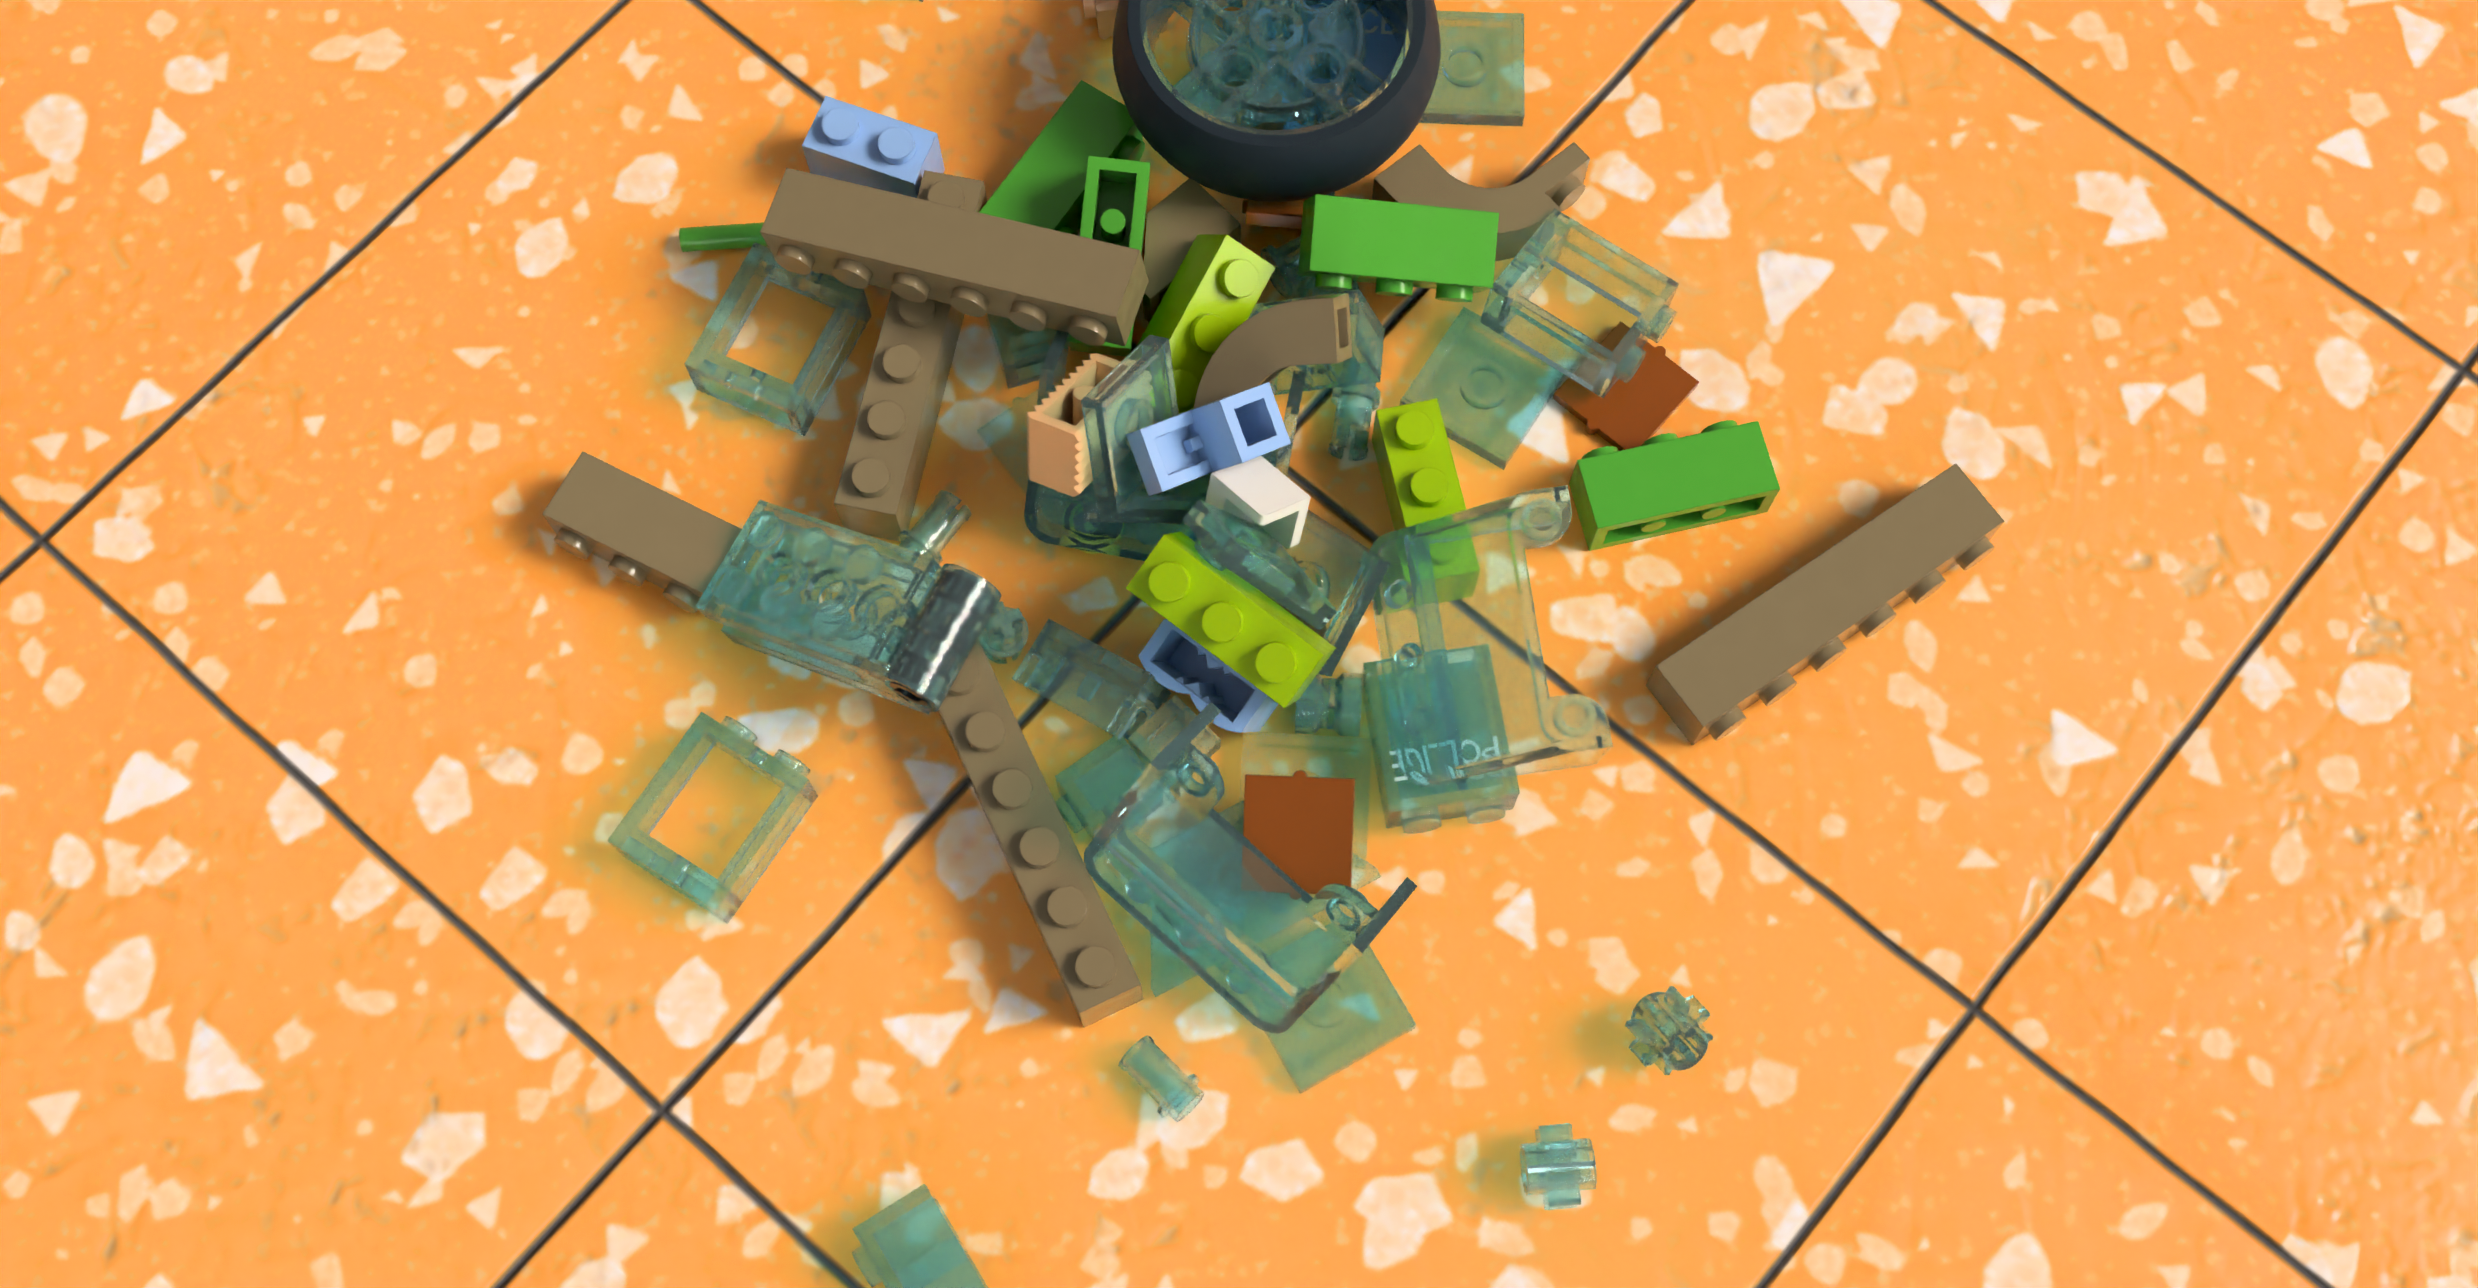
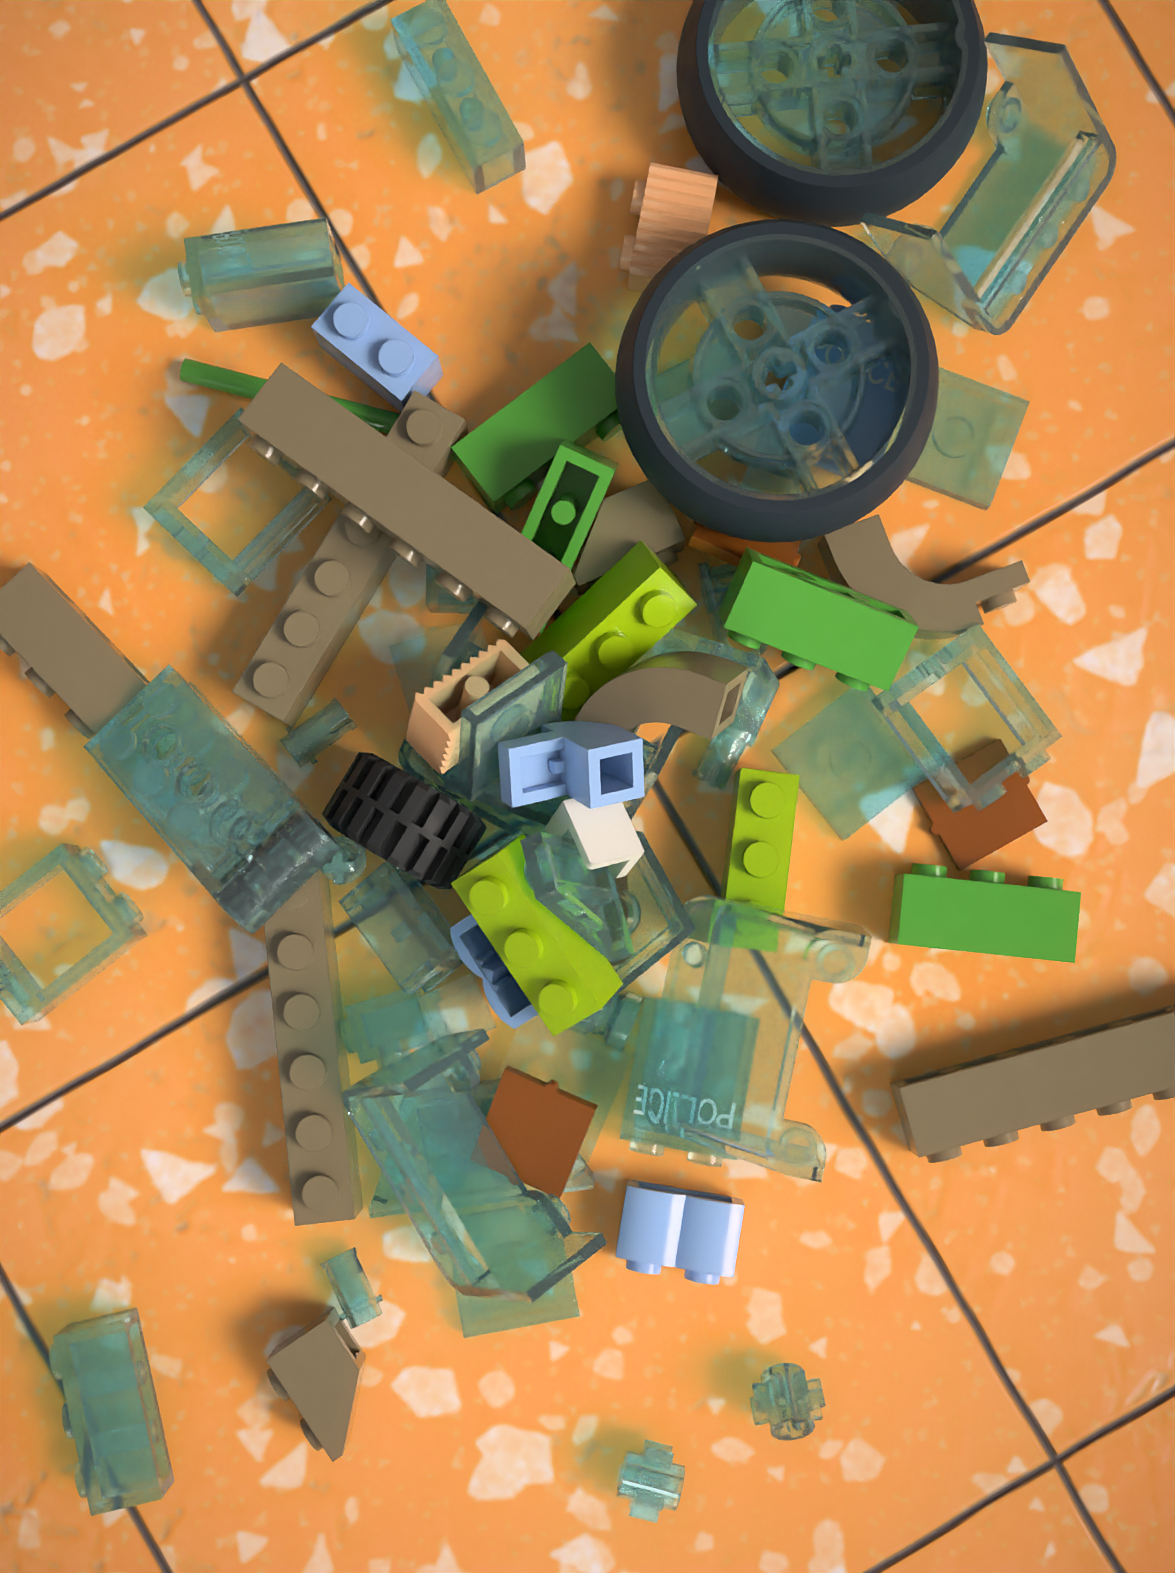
camera: 20 degrees right, 15 degrees up
(737, 116) = (262, 274): none -> clear light blue brick
(1058, 564) = (404, 821): none -> black tyre
(1164, 1178) = (323, 1377): none -> dark tan slope
(1487, 895) = (679, 1230): none -> light blue brick

